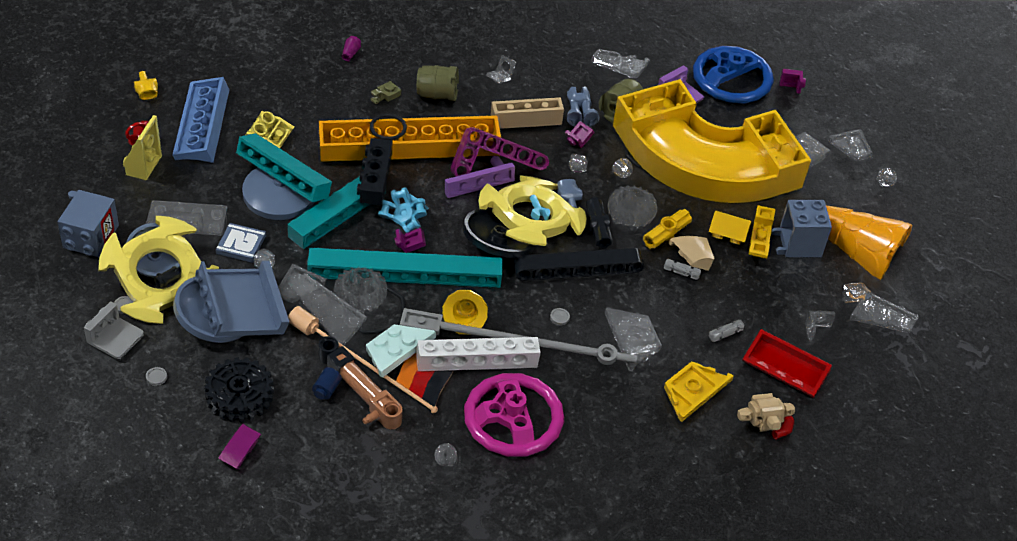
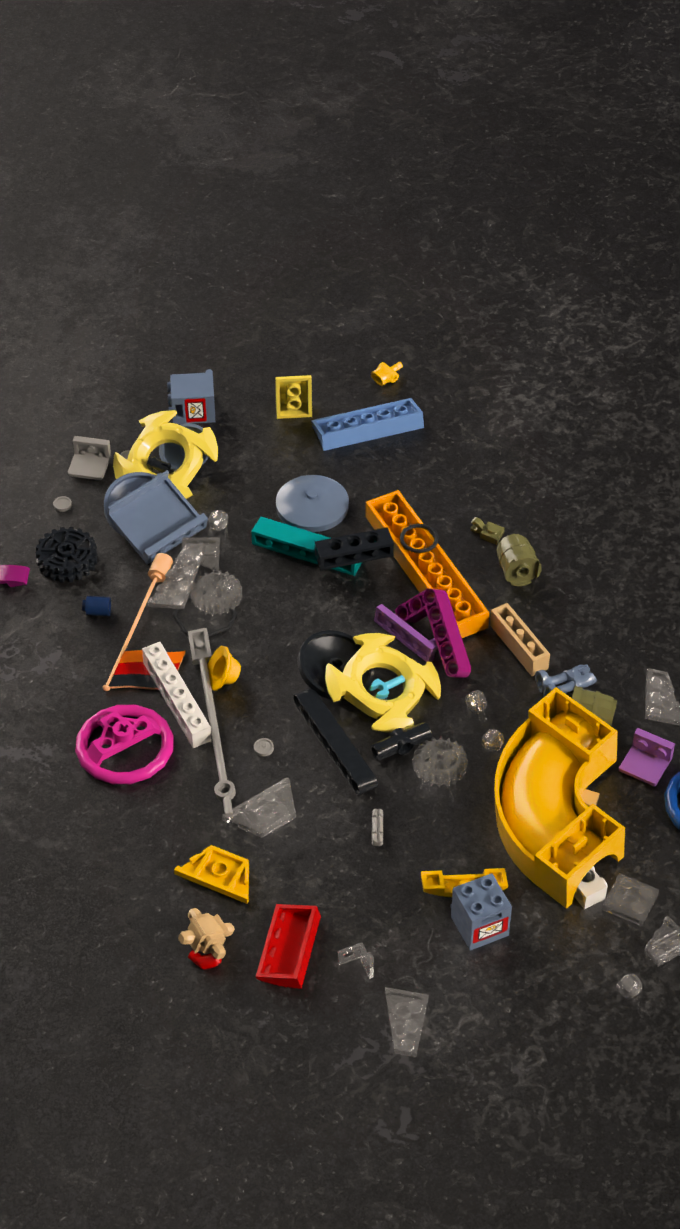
camera: 75 degrees right, 0 degrees up
(137, 130) = (318, 393): red piece -> none
(206, 218) = (242, 457): clear bracket -> none
(240, 242) = (234, 499): tile -> none
(271, 128) = (377, 468): light yellow slope -> none
(284, 167) = (322, 487): teal brick -> none
(351, 47) = (531, 485): magenta cone -> none
(381, 403) = (123, 610): nougat piece -> none
(396, 346) = (155, 630): light aqua wing -> none
(404, 213) = (337, 588): medium azure piece -> none
(409, 266) = (260, 617): teal brick -> none
(410, 241) = (294, 606): magenta bracket -> none
(451, 454) = (55, 708): clear piece -> none
(500, 75) = (571, 606): clear bracket -> none
(569, 191) = (430, 706): sand blue piece -> none
(579, 135) = (519, 692): magenta bracket -> none
(667, 228) = (423, 798): yellow piece -> none
(694, 250) = (405, 829): tan slope -> none
(726, 330) = (311, 883): light grey axle -> none
(730, 227) = (460, 850): yellow slope -> none
(856, 292) = (415, 982): clear bracket -> none
(867, 237) = (517, 979): light orange cone -> none

